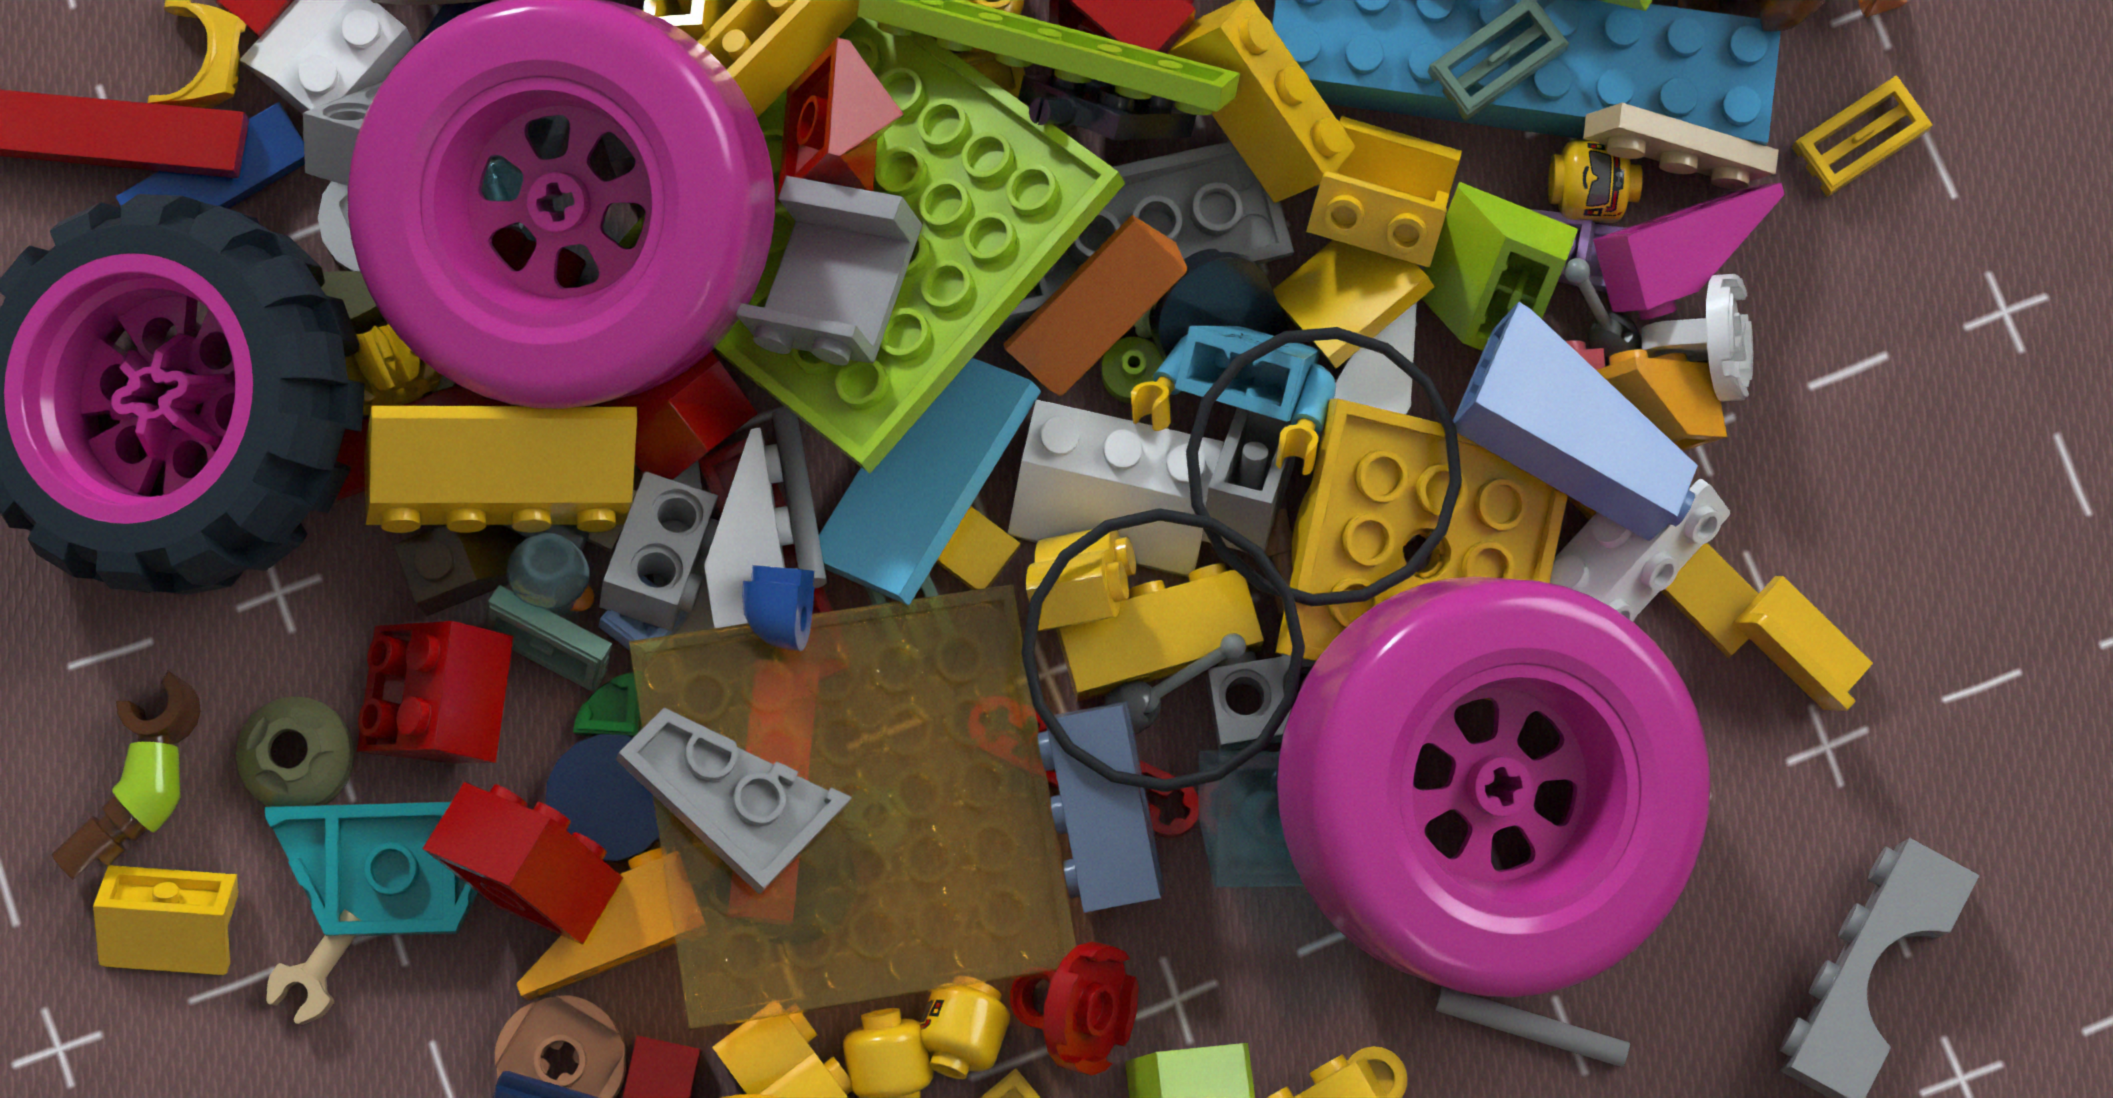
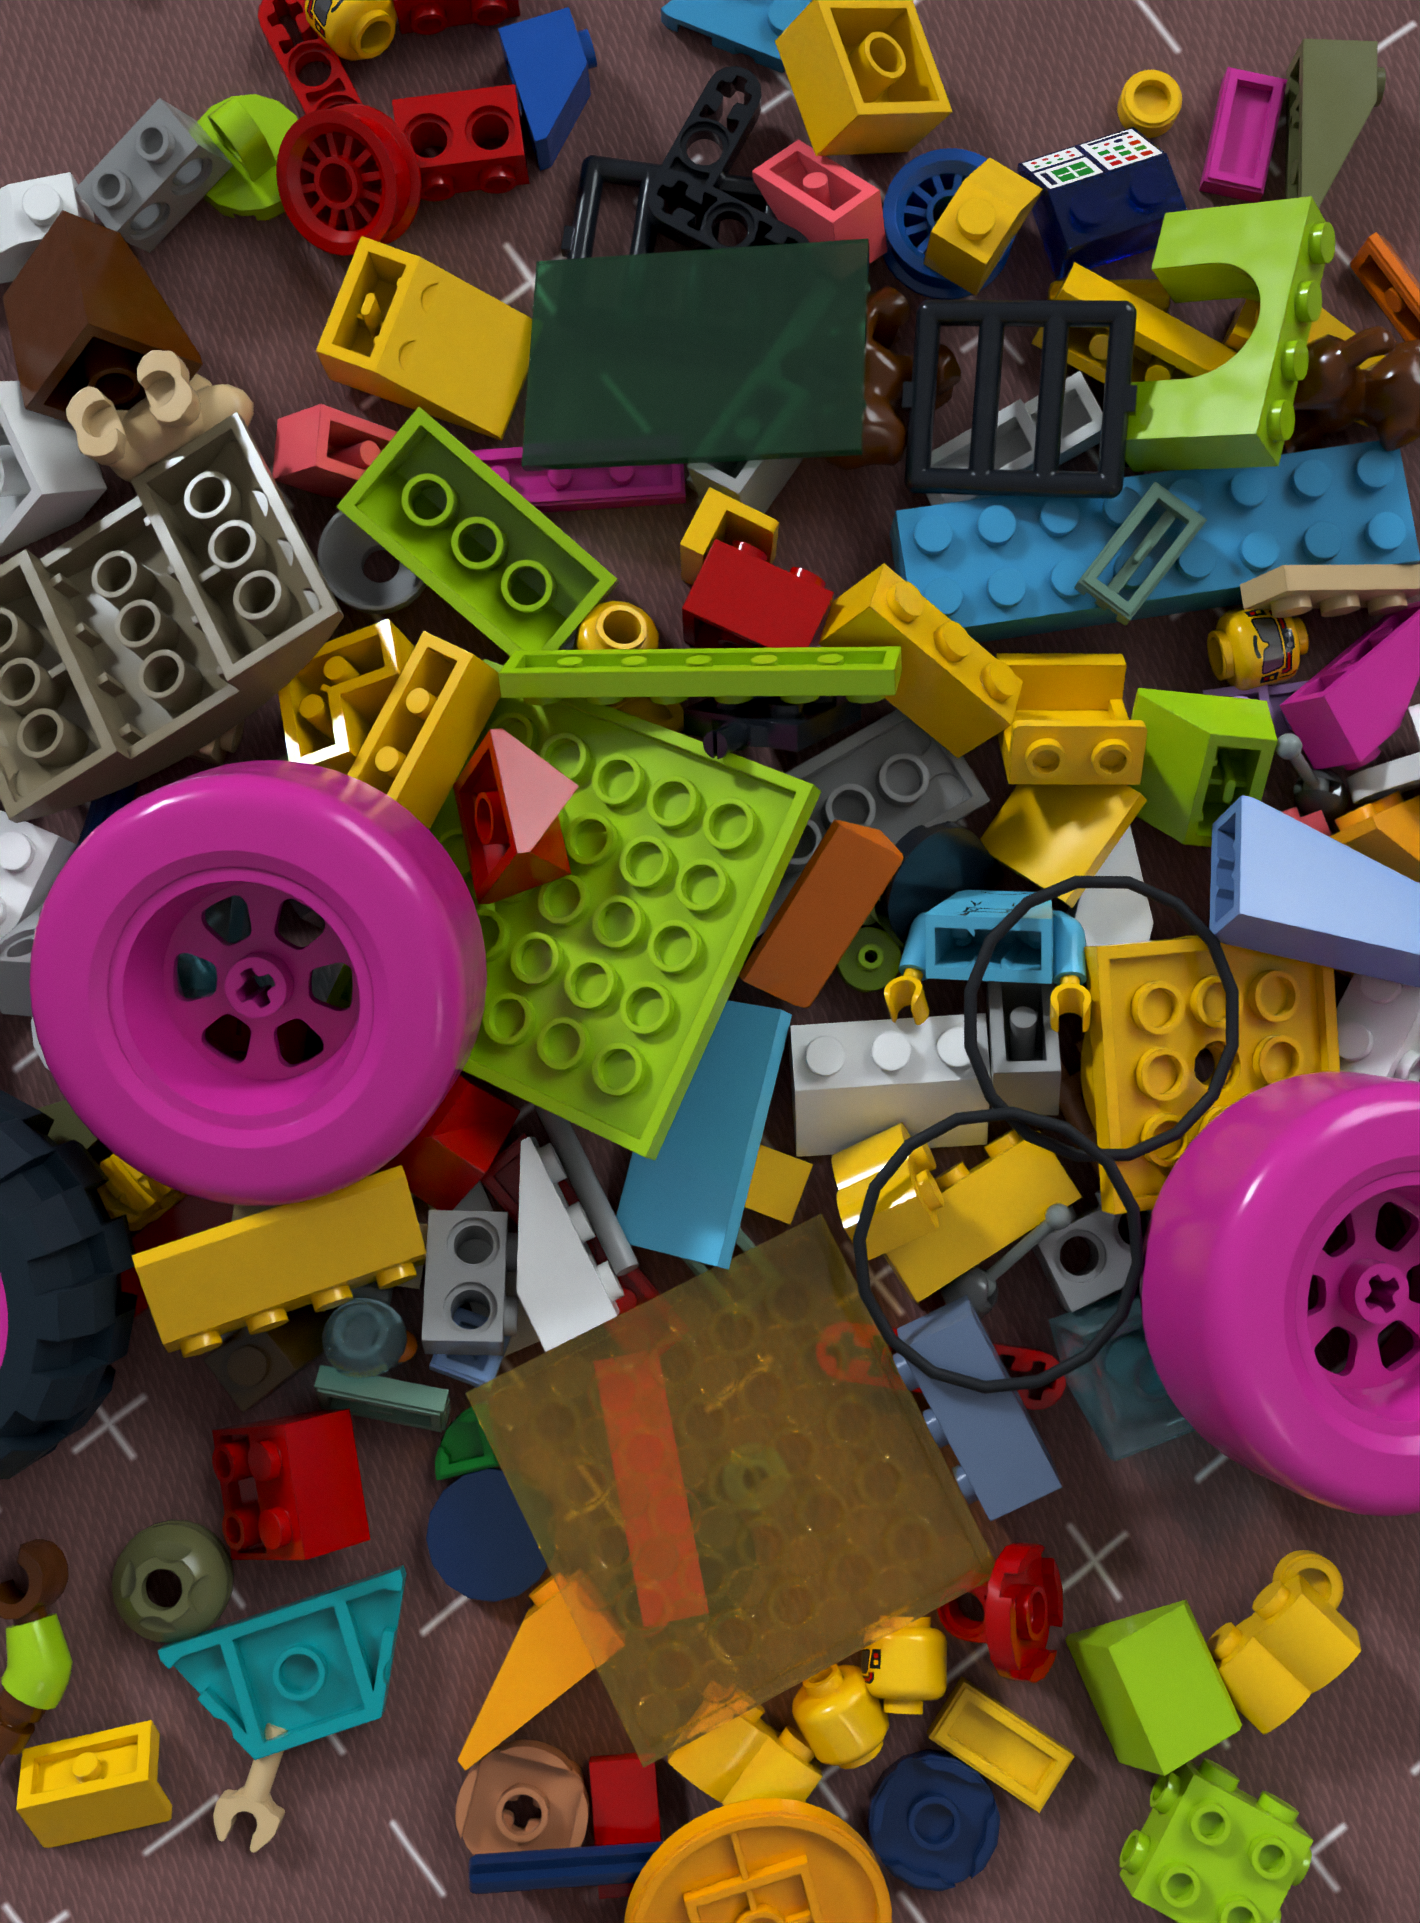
camera: 15 degrees left, 5 degrees up
(524, 860) = (428, 1644): red brick -> none
(733, 801) = (615, 1525): light grey wing -> none
(779, 605) = (603, 1314): blue piece -> none
(835, 272) = (559, 967): light grey panel -> none

